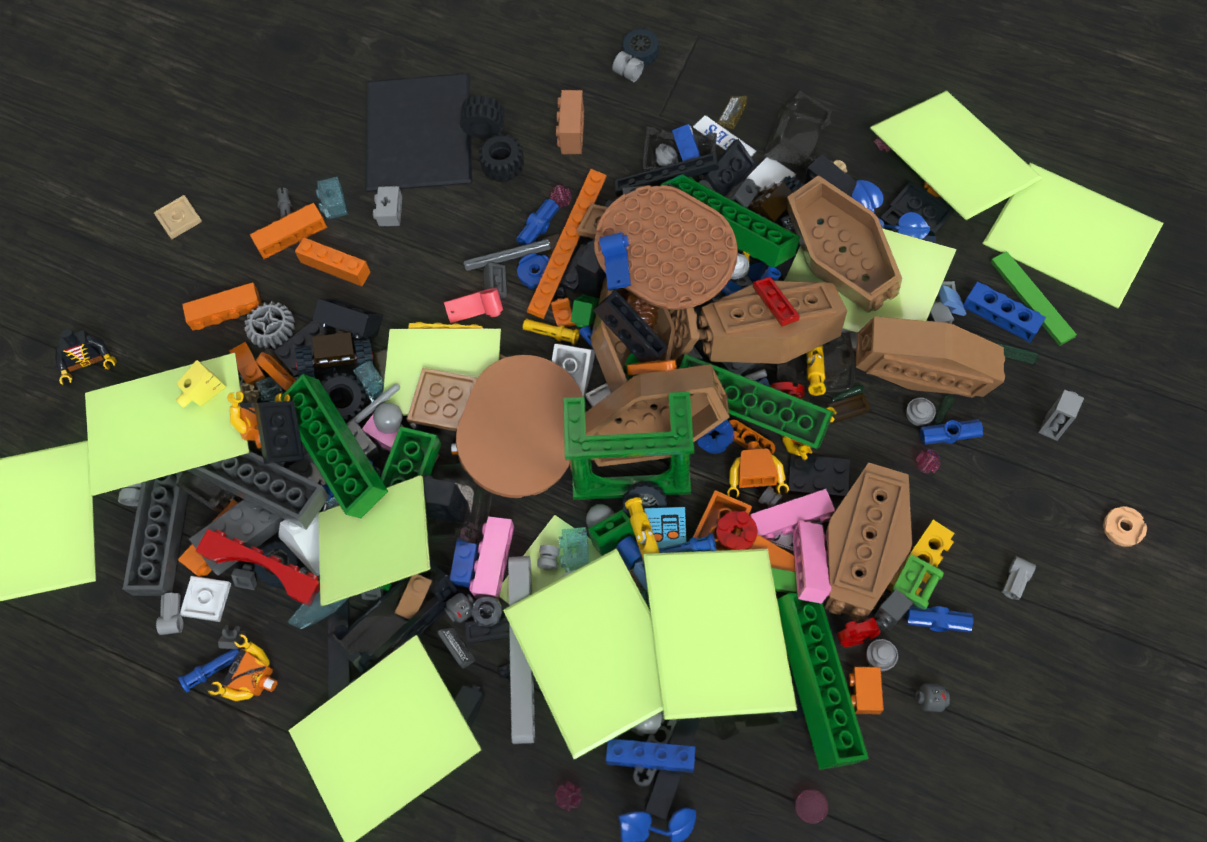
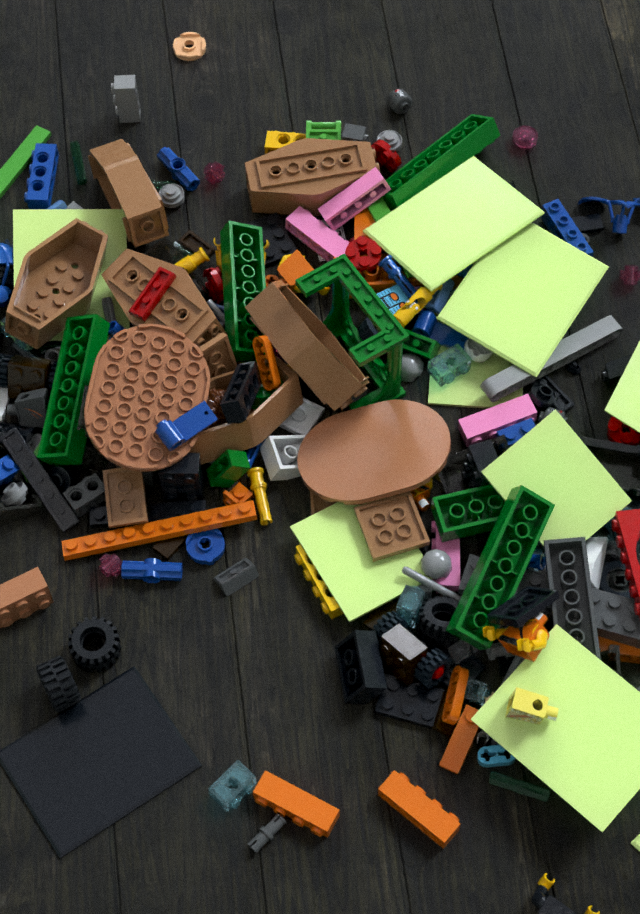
camera: 125 degrees left, 5 degrees down
(265, 320) = (422, 738): light grey gear -> none
(332, 261) = (306, 733): orange brick -> none
(388, 206) = (218, 714): light grey brick -> none
(456, 647) = (583, 409): slope -> none
(475, 304) = (264, 562): coral door -> none
(508, 254) = (202, 576): dark grey axle -> none
(548, 557) = (468, 381): light grey wheel -> none
(770, 498) = (314, 257): dark grey wheel -> none
(866, 690) = (420, 138): orange brick -> none
(939, 619) = (334, 112): blue piece -> none
(1020, 573) = (269, 88): light grey piece -> none

